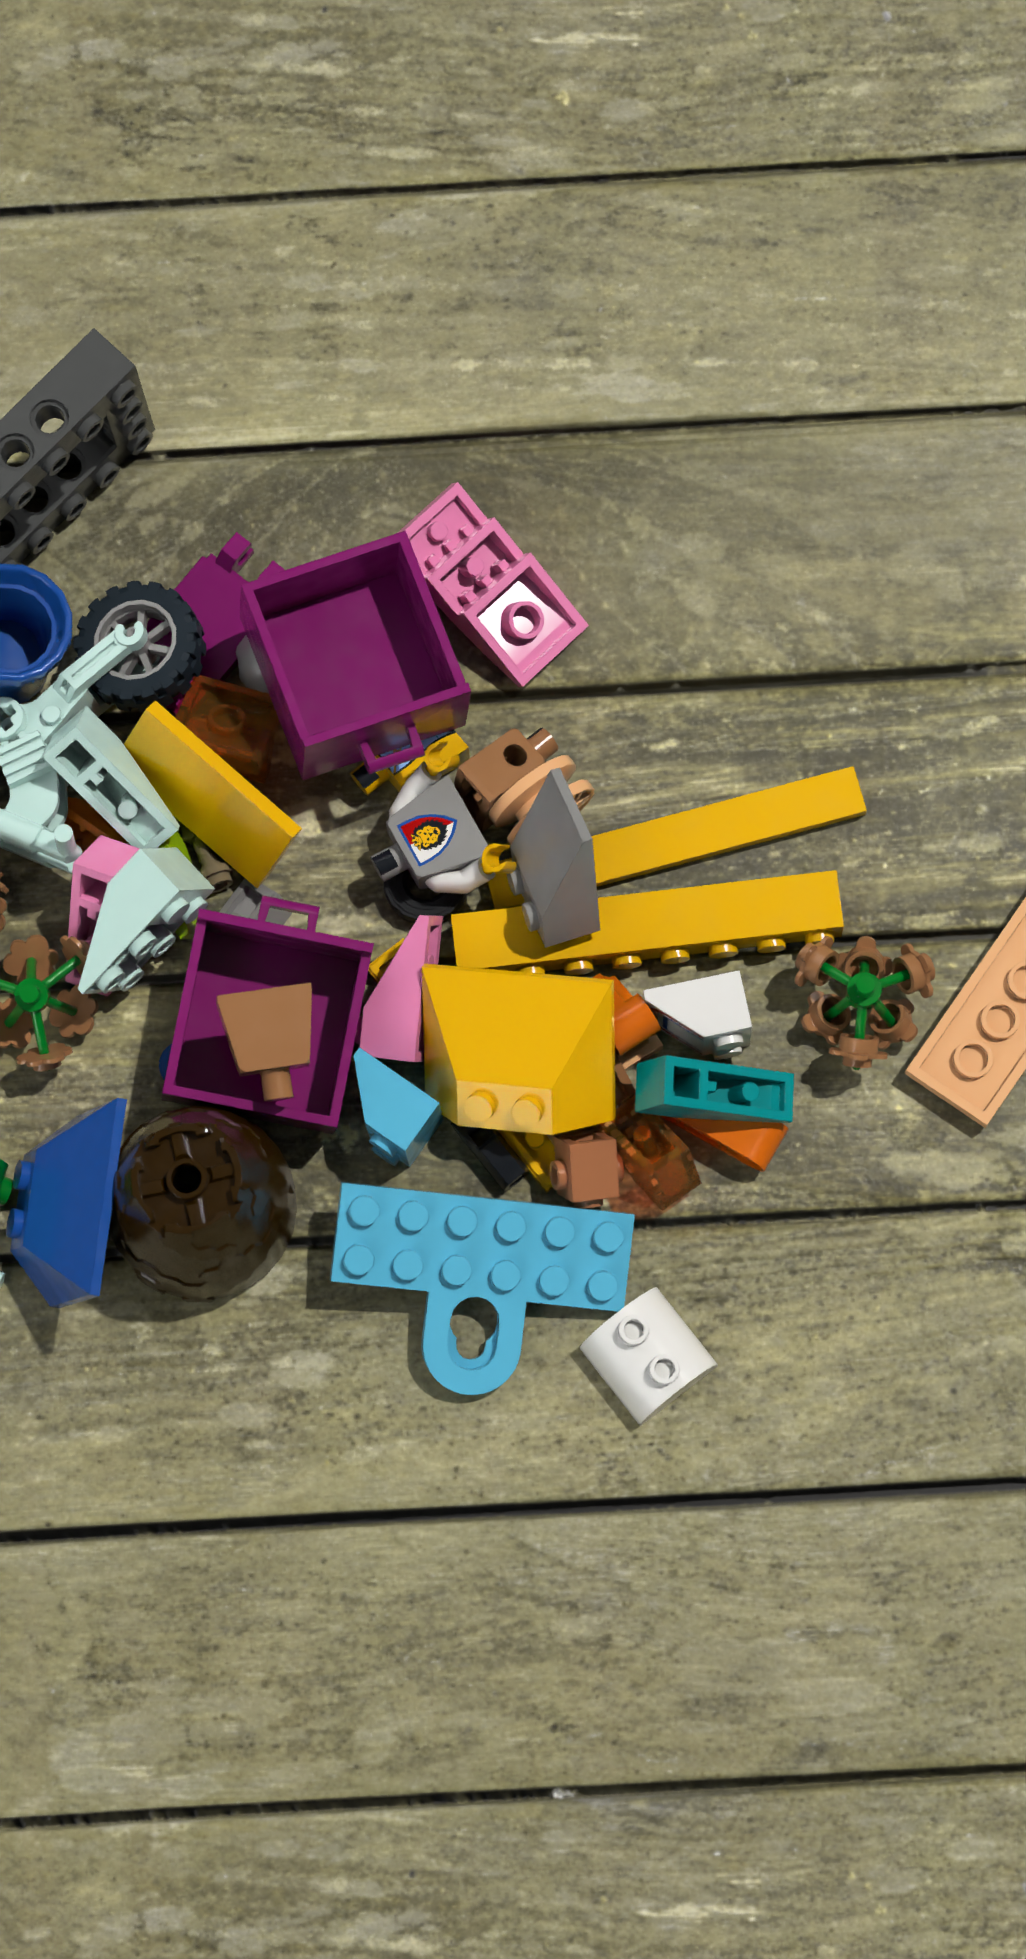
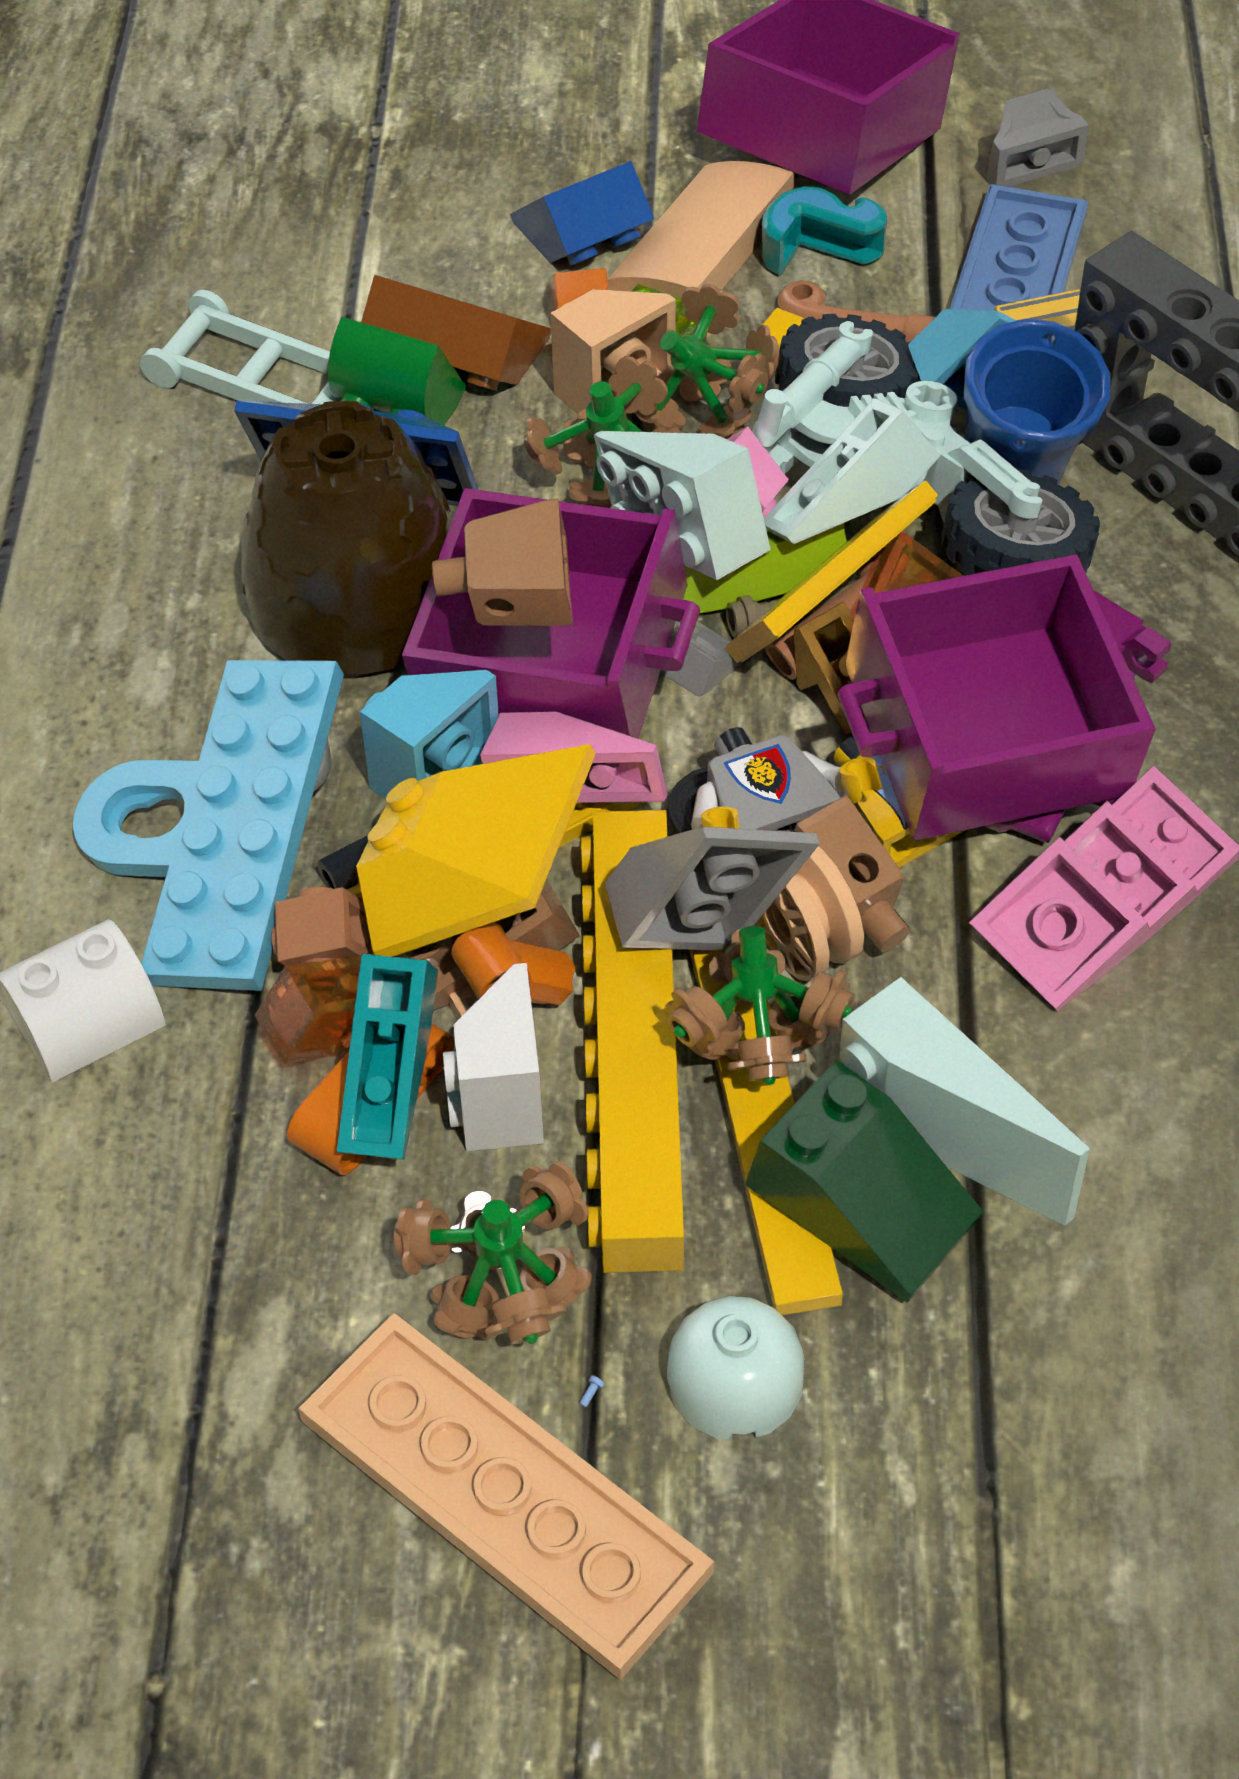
camera: 90 degrees right, 25 degrees down
(285, 787) = (822, 656): none -> pearl gold slope
(637, 819) = (753, 975): none -> medium nougat plant
(686, 712) = (964, 1102): none -> light aqua slope
(769, 753) = (863, 1181): none -> dark green slope
(916, 836) = (735, 1368): none -> light aqua cylinder
(933, 932) = (595, 1383): none -> light blue piece

